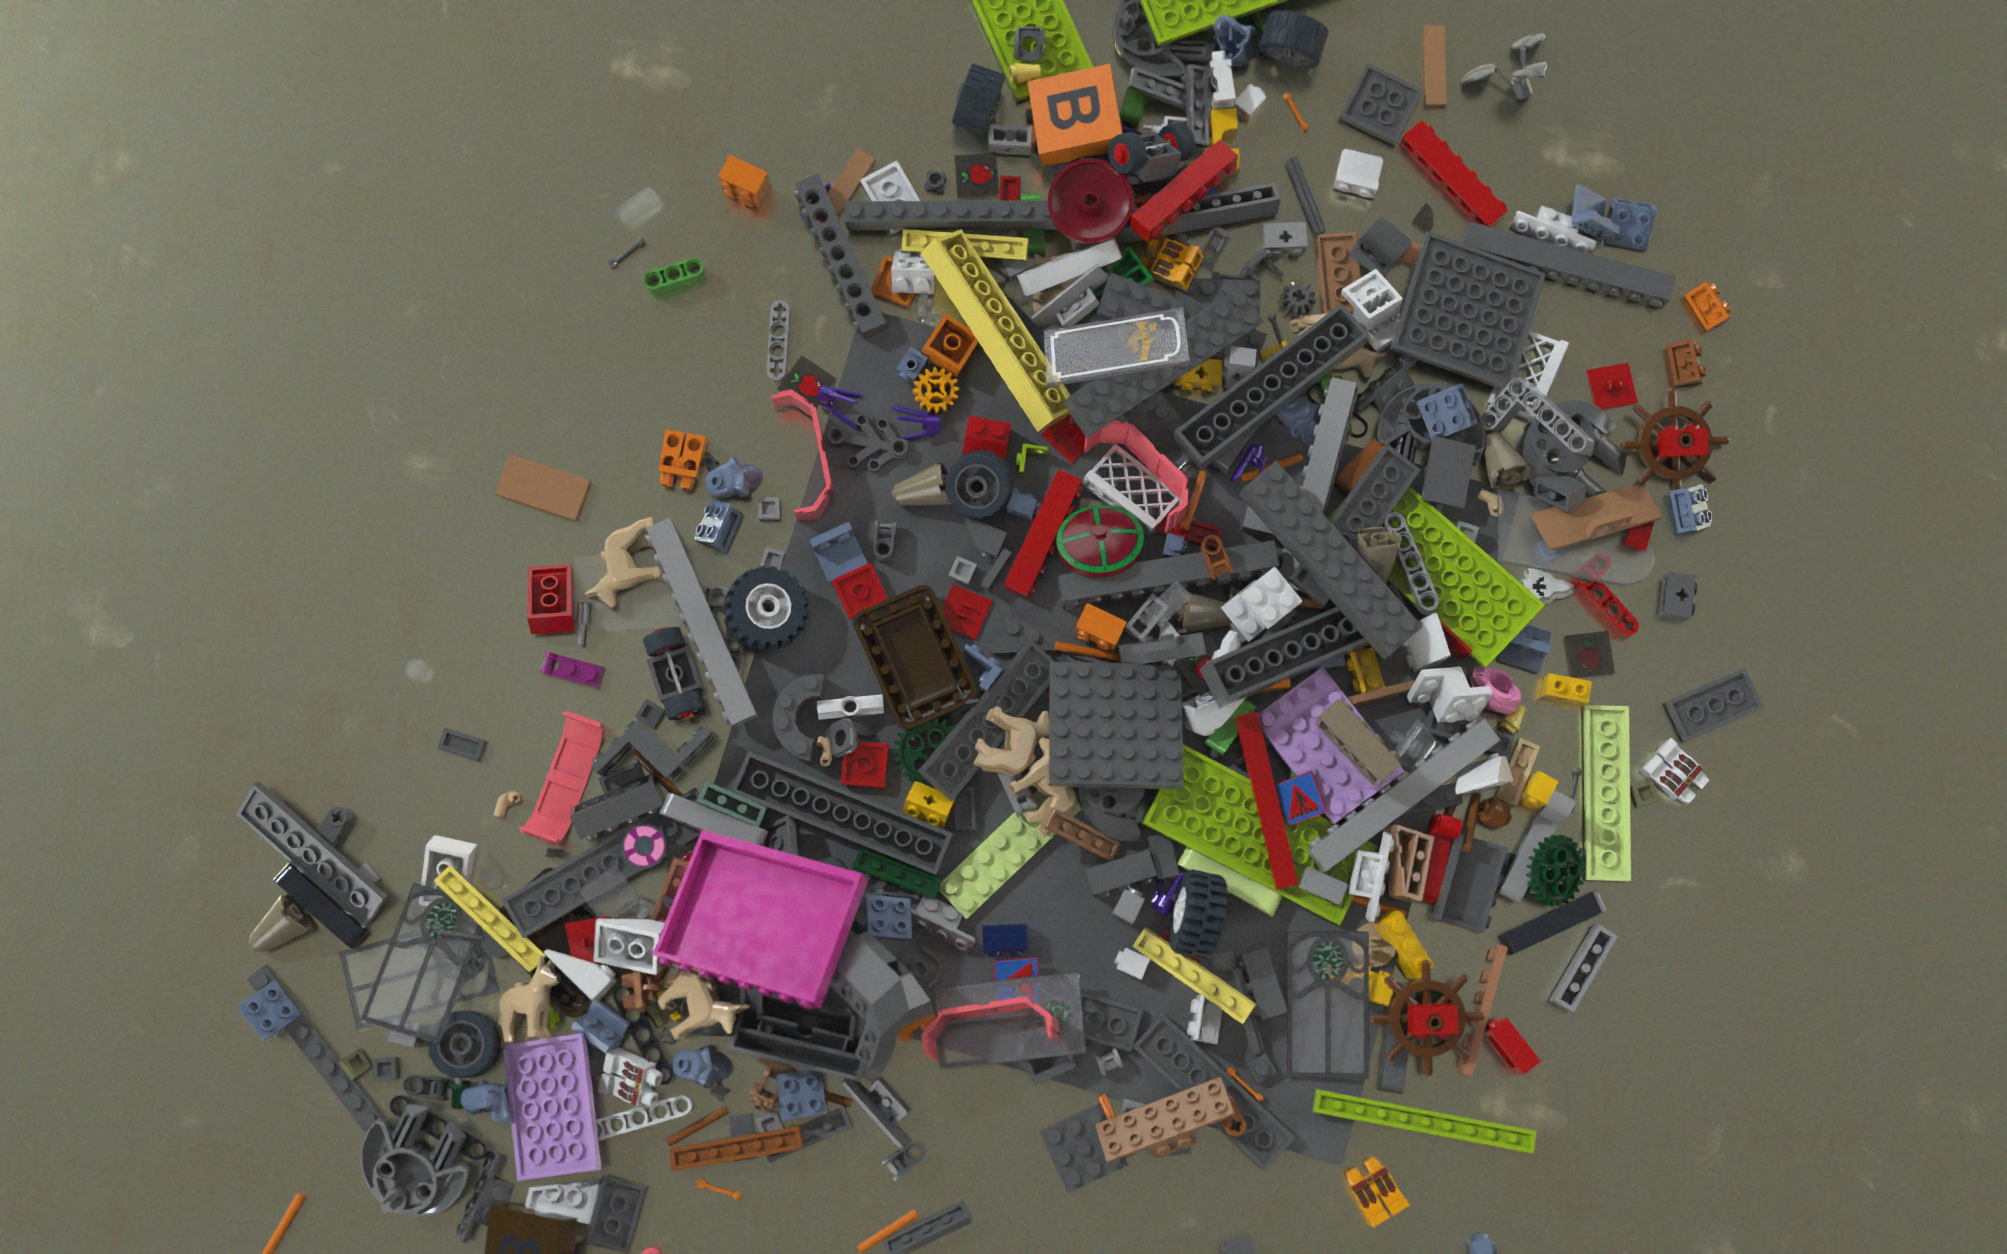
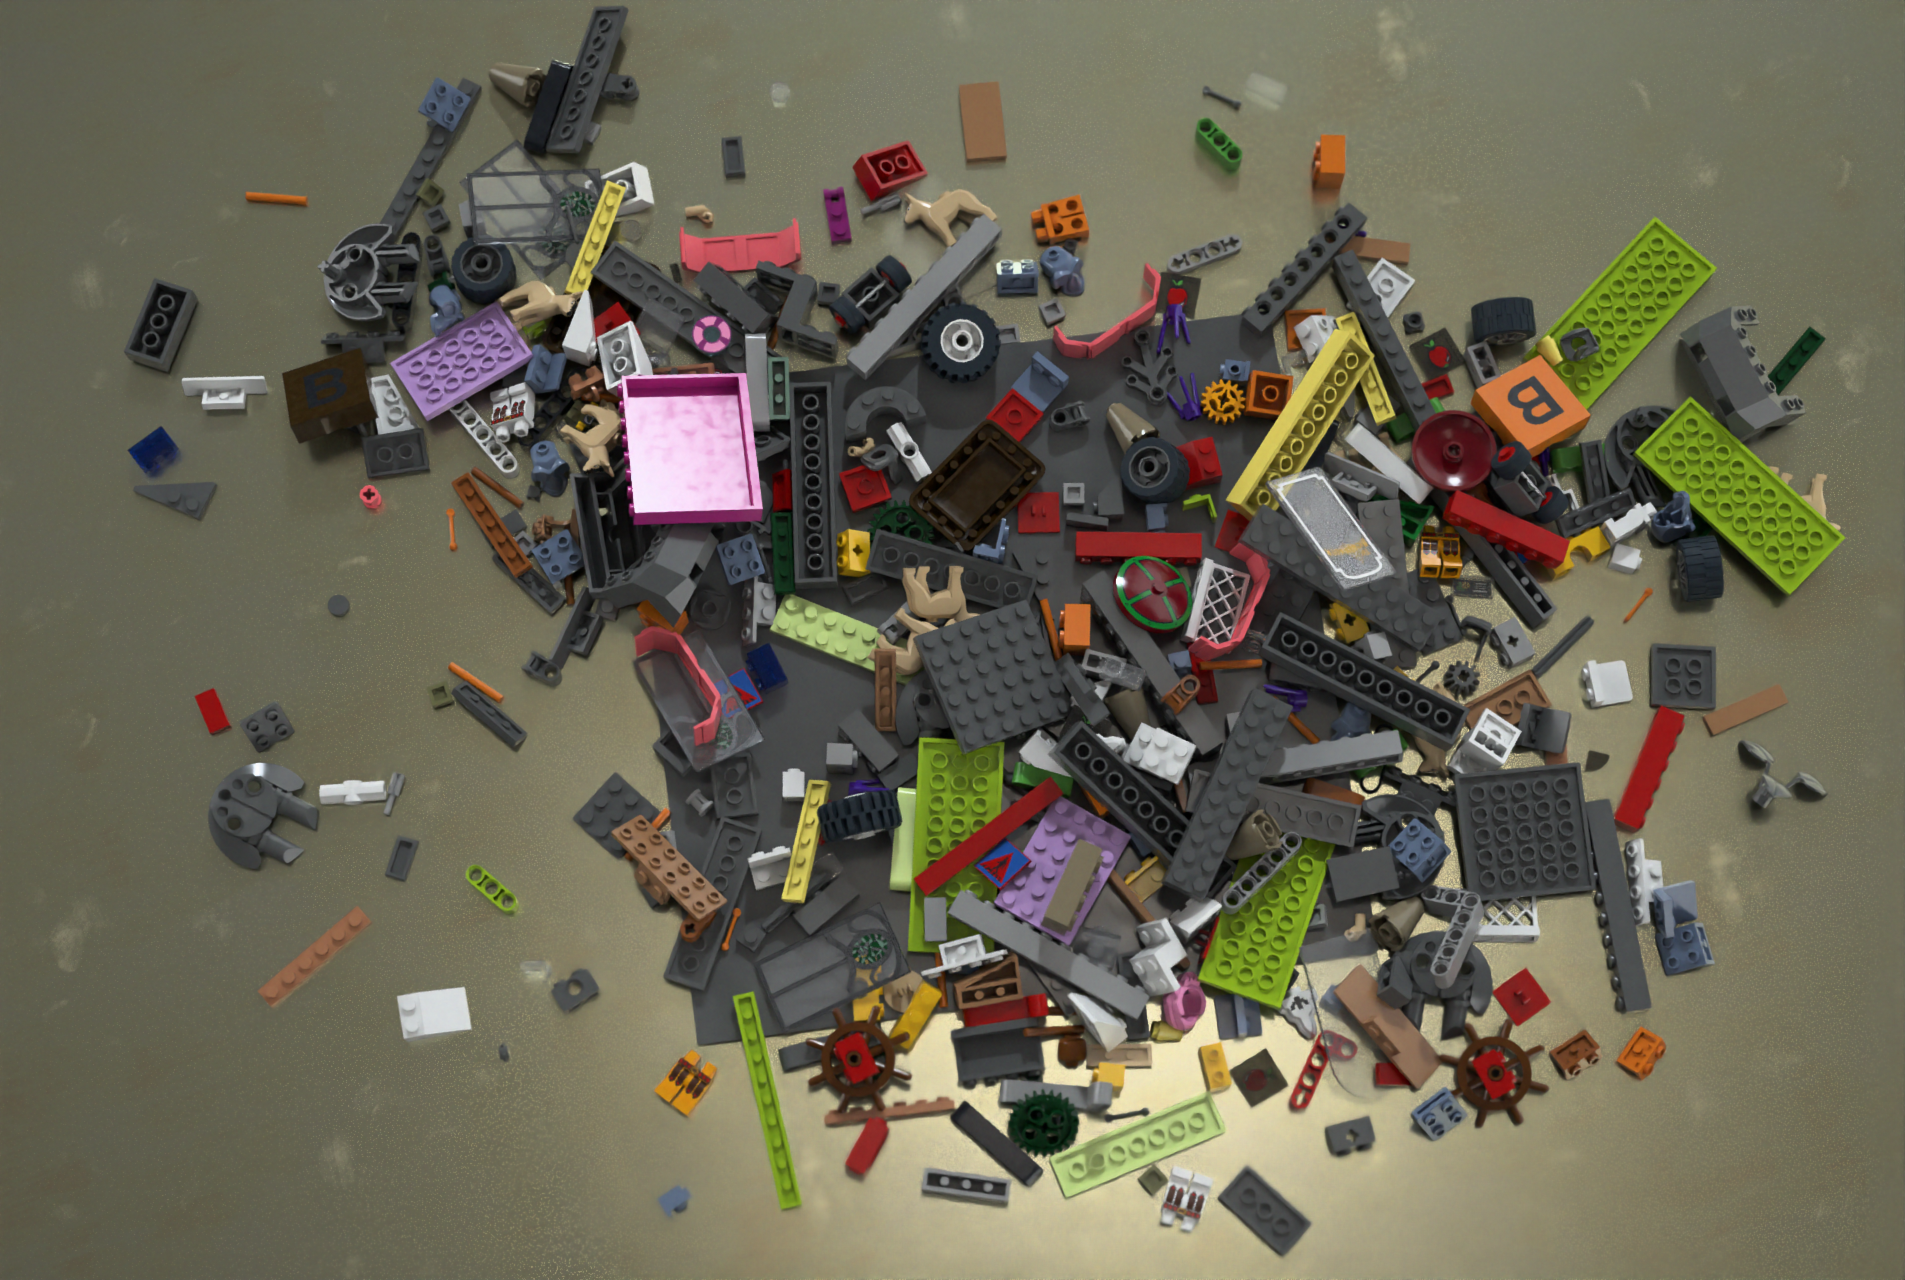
camera: 65 degrees right, 5 degrees down
(833, 846) = (782, 491): none -> red tile

